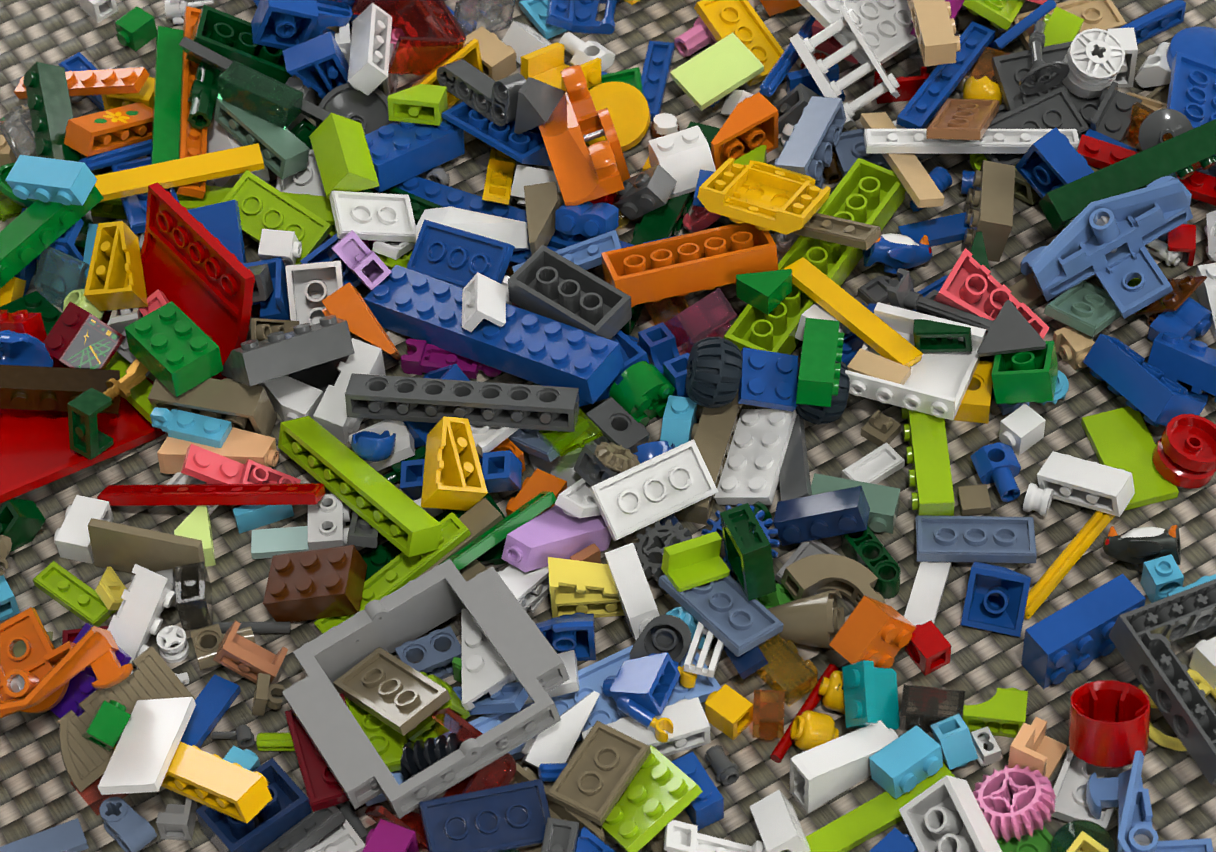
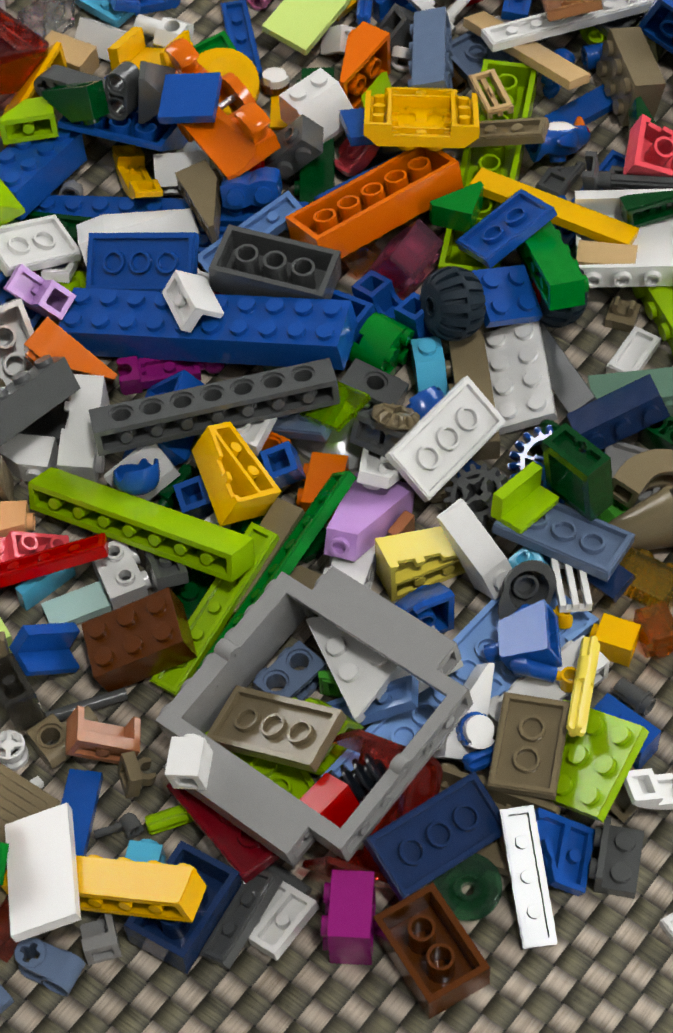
camera: 20 degrees left, 5 degrees up
(236, 568) = (45, 648): none -> blue panel
(300, 692) = (189, 762): none -> white brick
(404, 760) = (331, 799): none -> red panel
(465, 98) = (79, 101): none -> dark green slope
(559, 122) = (190, 98): none -> blue tile
(559, 746) = (475, 731): none -> white piece
(668, 737) = (583, 686): none -> light yellow axle
(794, 318) = (506, 228): none -> blue tile
(847, 207) = (482, 100): none -> tan tile

